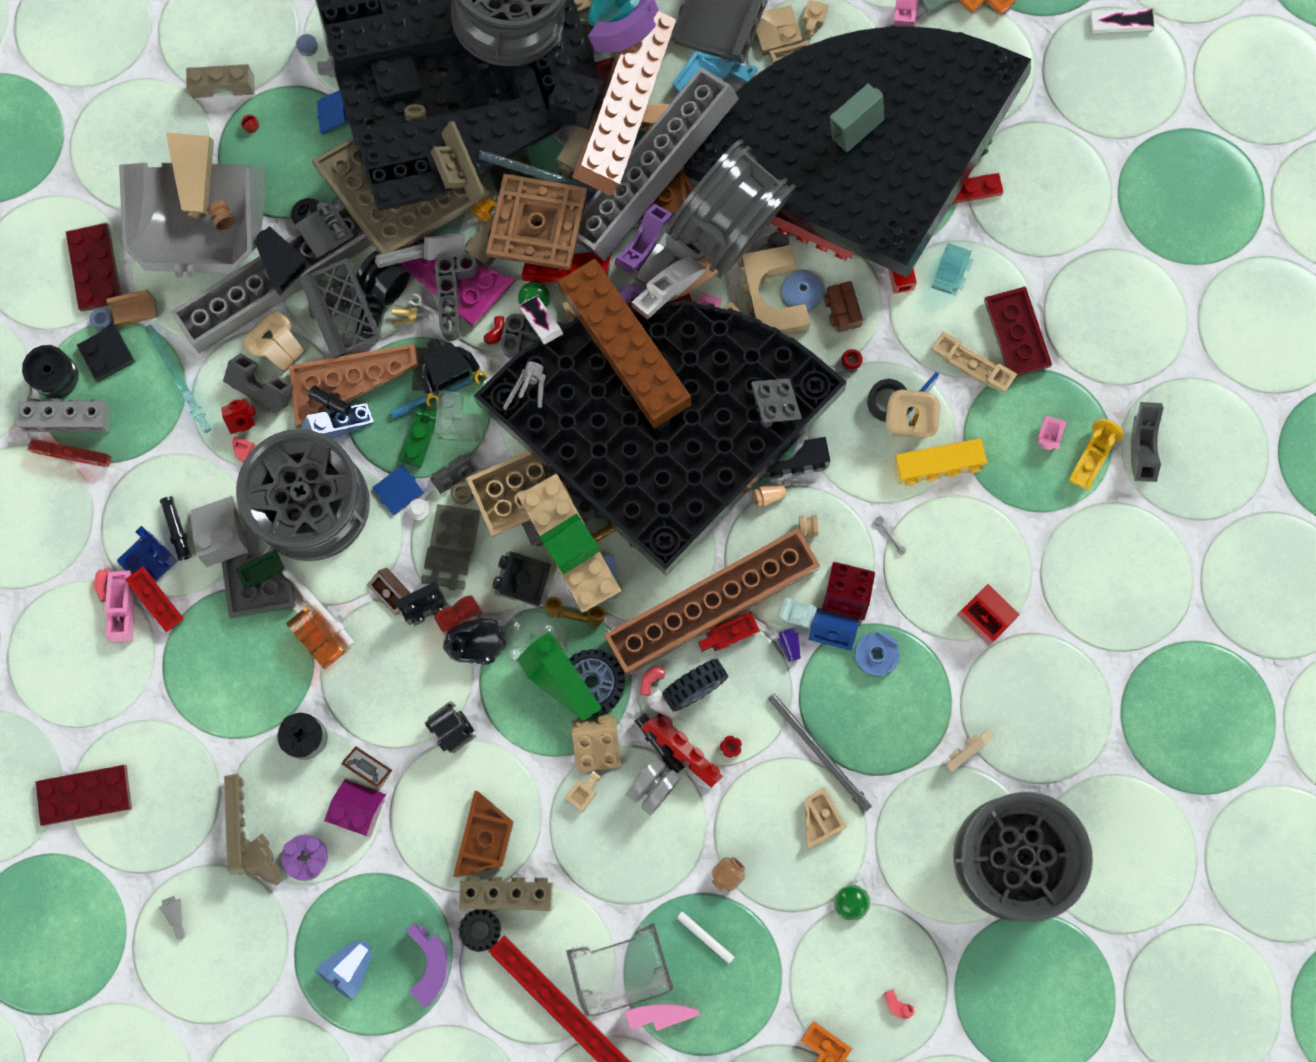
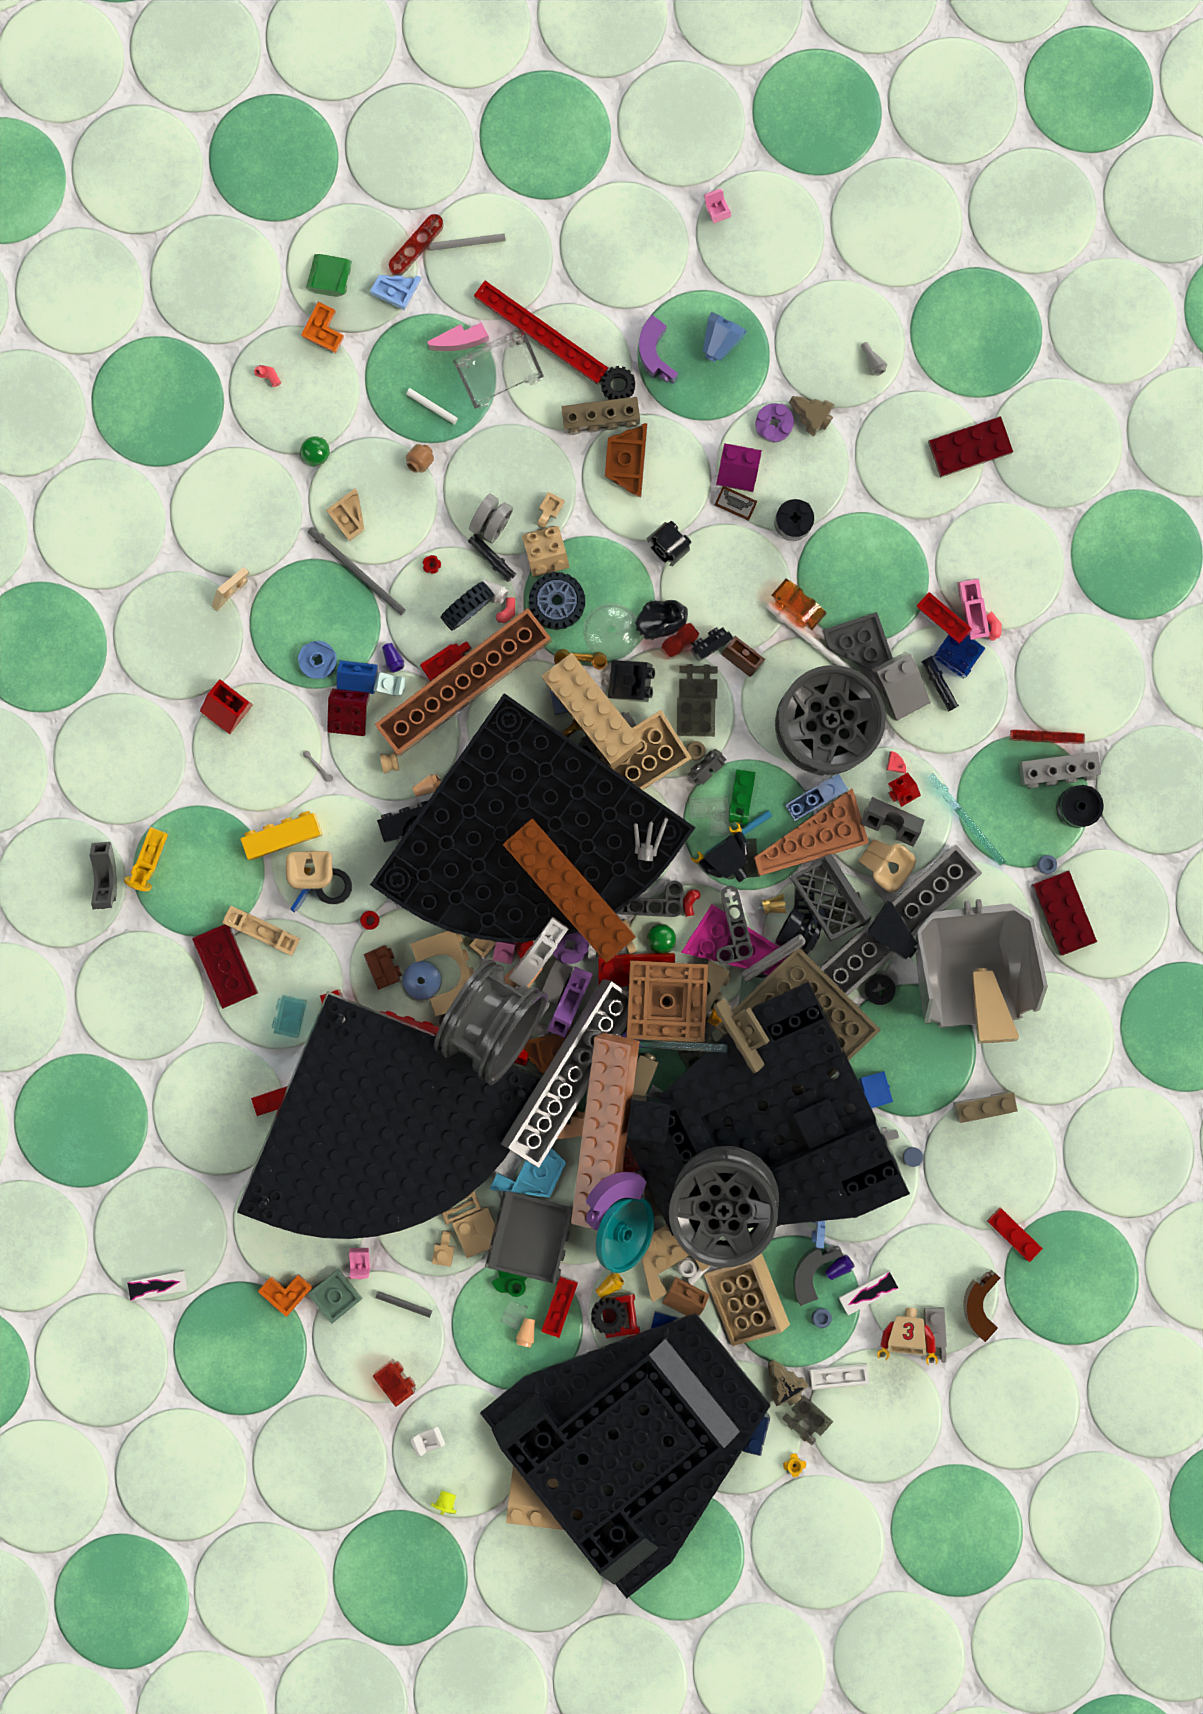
camera: 170 degrees right, 10 degrees up
(106, 353) = (1035, 834): black plate -> none
(133, 307) = (1019, 877): medium nougat panel -> none
(219, 212) = (957, 974): medium nougat wheel -> none
(234, 824) = (836, 438): dark tan piece -> none
(252, 123) = (947, 1068): red hinge -> none
(260, 569) = (858, 654): dark green tile -> none
(324, 229) = (858, 967): dark grey hinge -> none
(329, 400) = (824, 812): black pin -> none
(398, 490) = (752, 746): blue piece -> none
(415, 112) = (794, 1088): dark tan tile -> none
(418, 509) = (731, 730): white plate -> none
(420, 303) = (764, 919): white hand -> none
(443, 245) = (747, 968): light grey tile -> none
(540, 319) = (649, 909): tile -> none
(554, 672) = (587, 600): green wedge -> none
(569, 544) = (589, 704): green slope -> none
(682, 748) = (470, 553): red wing -> none
(775, 401) = (428, 855): dark grey hinge -> none
(857, 117) = (387, 1129): sand green brick -> none
(1051, 433) = (187, 875): bright pink bracket -> none
(1070, 854) = (151, 470): dark grey wheel -> none

